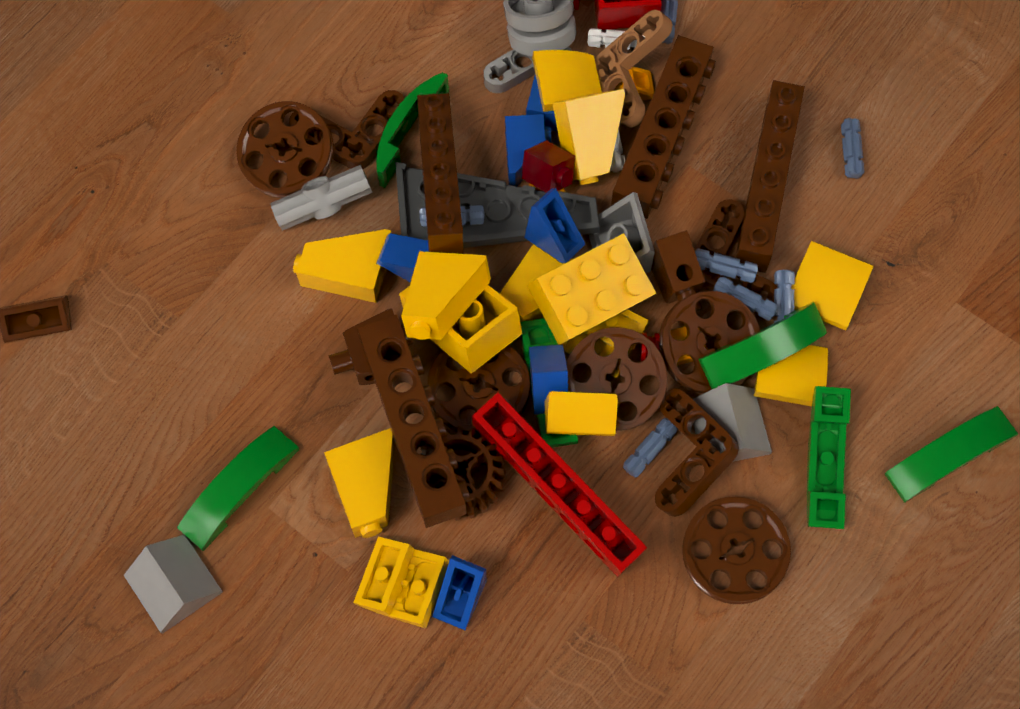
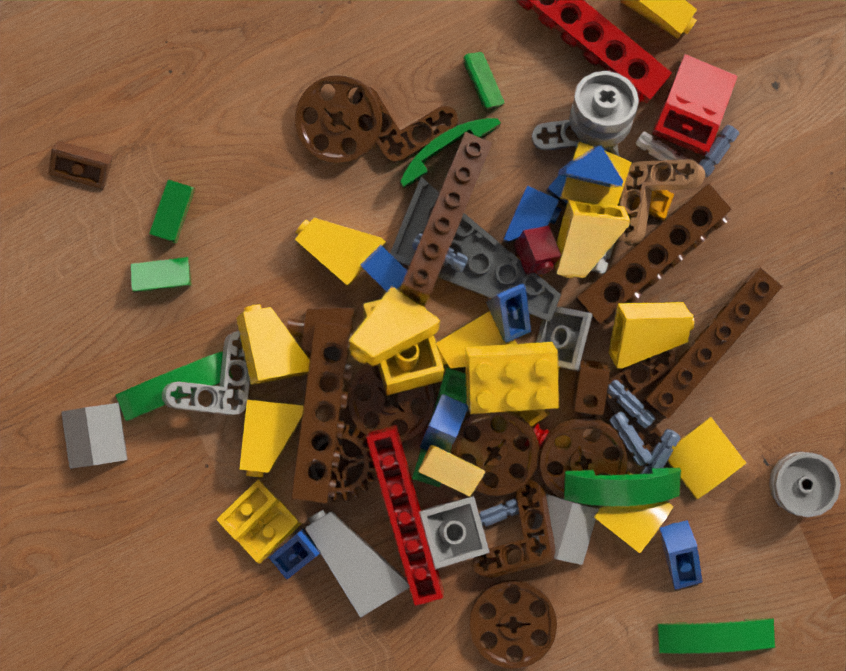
camera: 25 degrees right, 20 degrees up
(154, 314) = (172, 211): none -> green slope
(171, 383) = (160, 275): none -> slope
(291, 463) = (218, 393): none -> light grey beam
(321, 197) = (346, 179): light grey piece -> none
(323, 390) = (269, 346): none -> yellow slope
(408, 57) = (483, 81): none -> green slope
(534, 571) = (355, 564): none -> light grey slope
(562, 62) = (594, 168): none -> blue slope
(621, 477) = (454, 532): none -> light grey slope
(700, 190) = (648, 330): none -> yellow slope
(827, 457) = (617, 595): green slope -> none
(852, 148) = (795, 351): sand blue axle -> none
(869, 384) = (681, 554): none -> blue slope
(943, 255) = (787, 480): none -> light grey wheel

